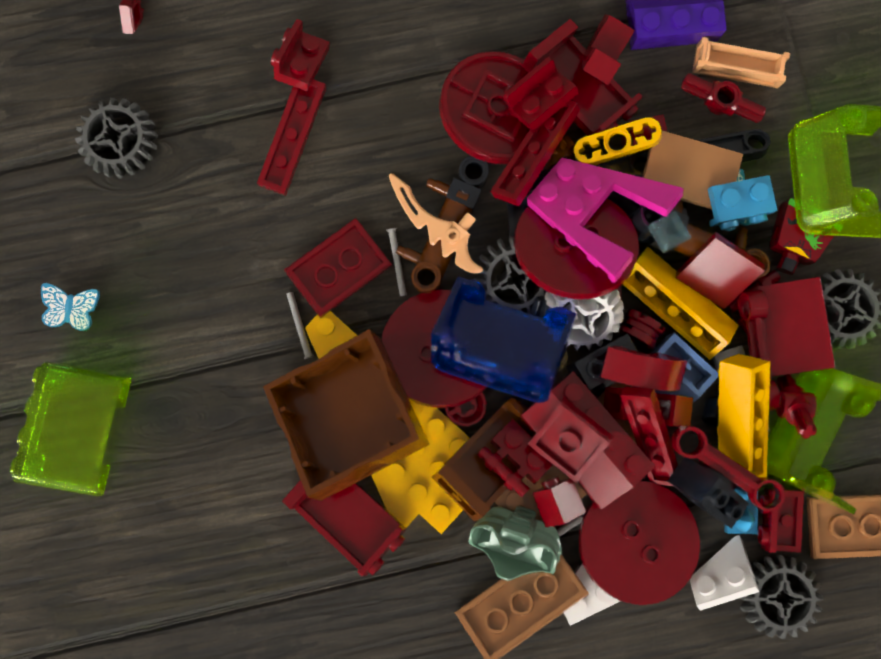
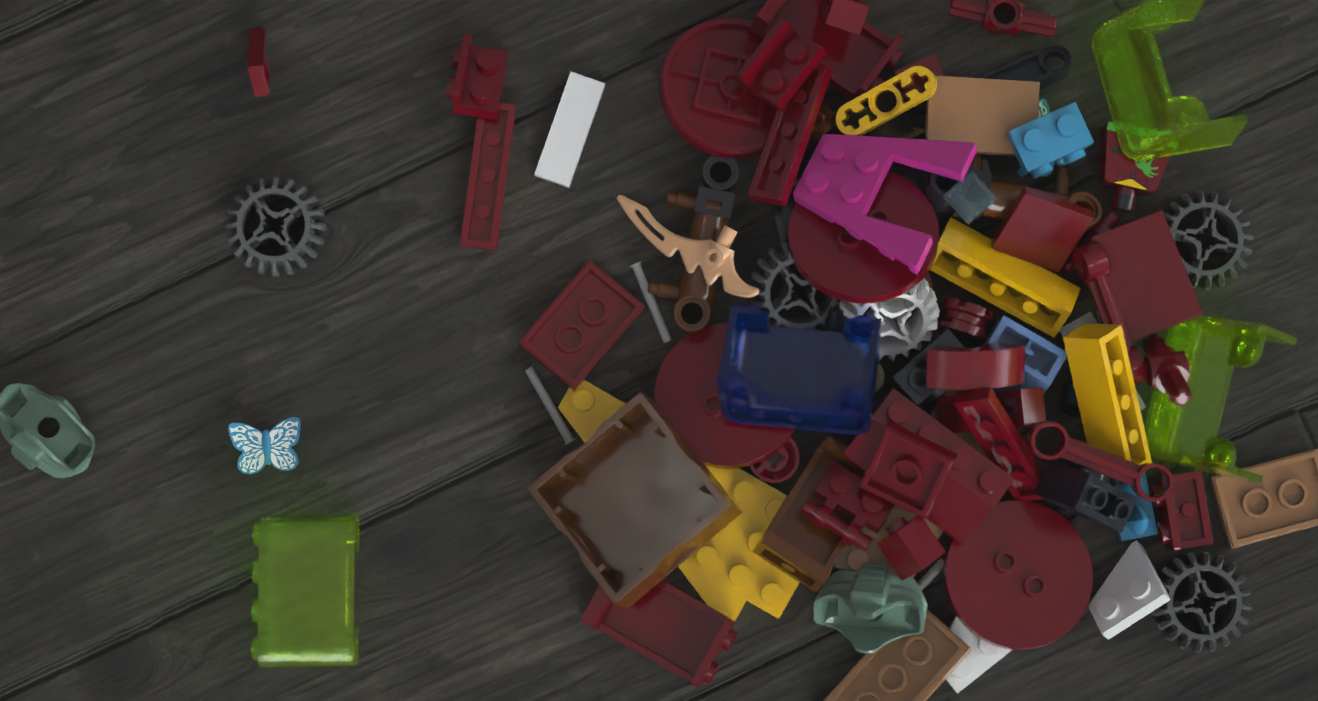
camera: 15 degrees left, 0 degrees up
(364, 113) = (569, 129): none -> white tile

